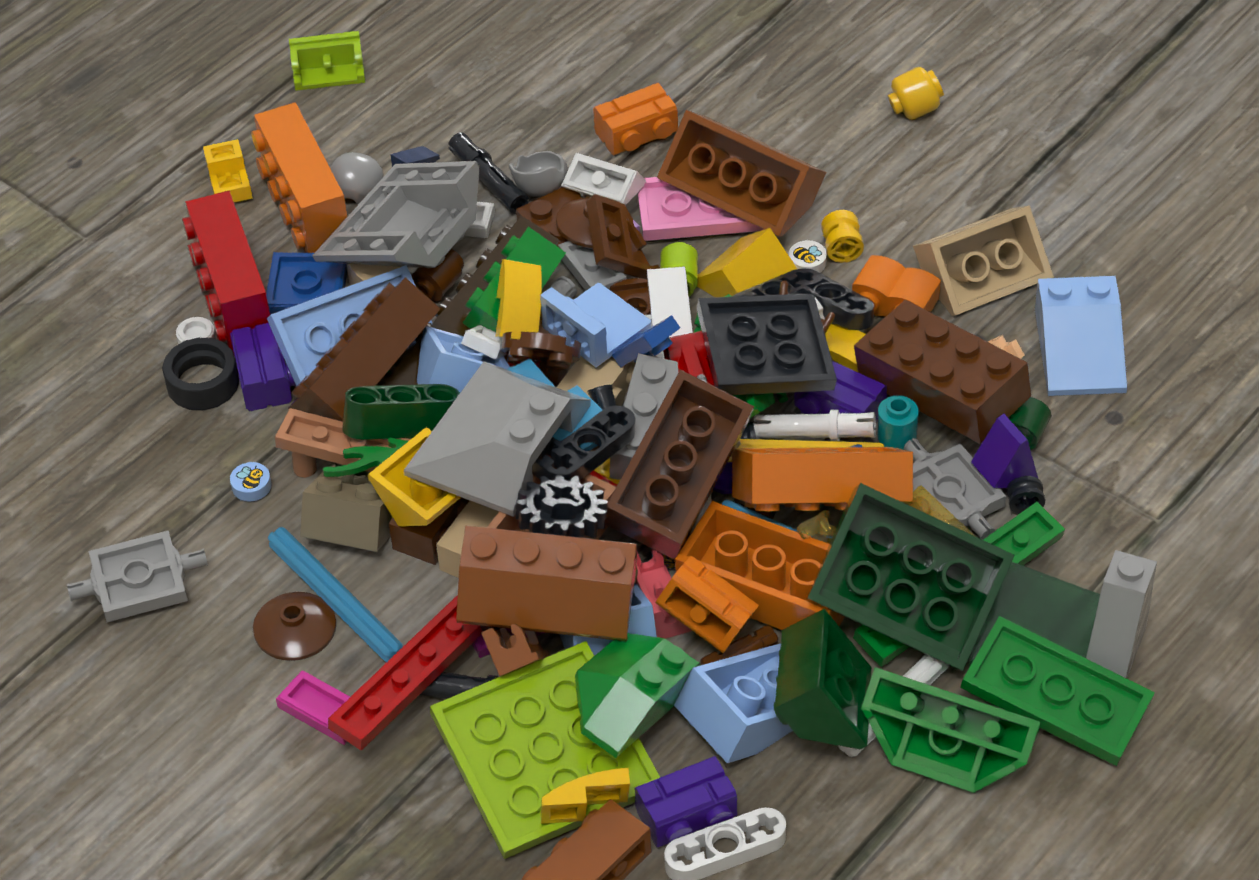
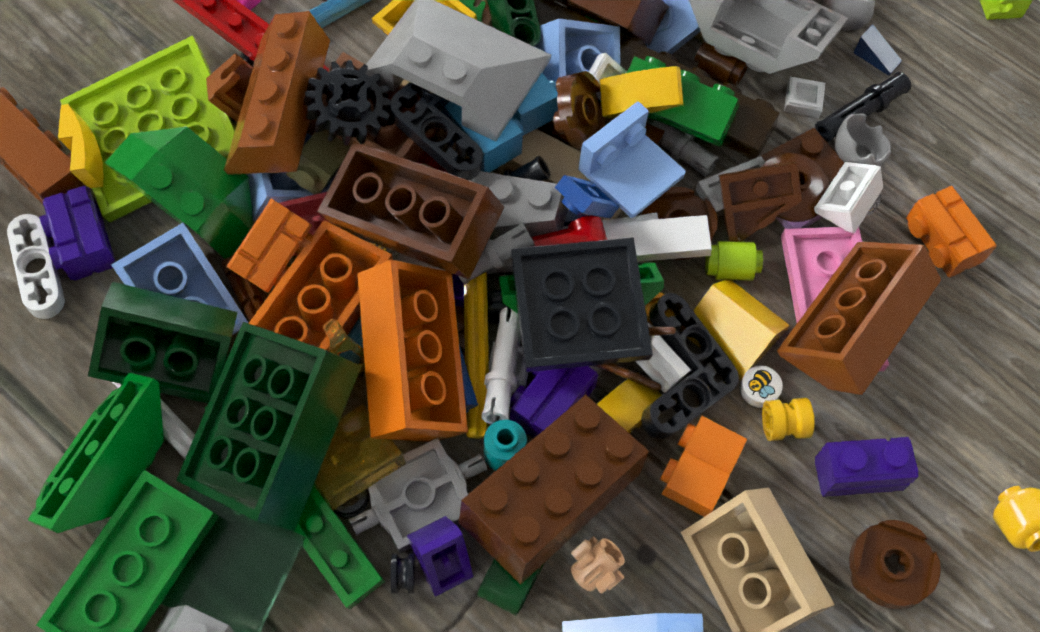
camera: 85 degrees right, 15 degrees up
(883, 186) = (866, 466): none -> dark purple brick
(972, 193) = (872, 575): none -> reddish brown plate

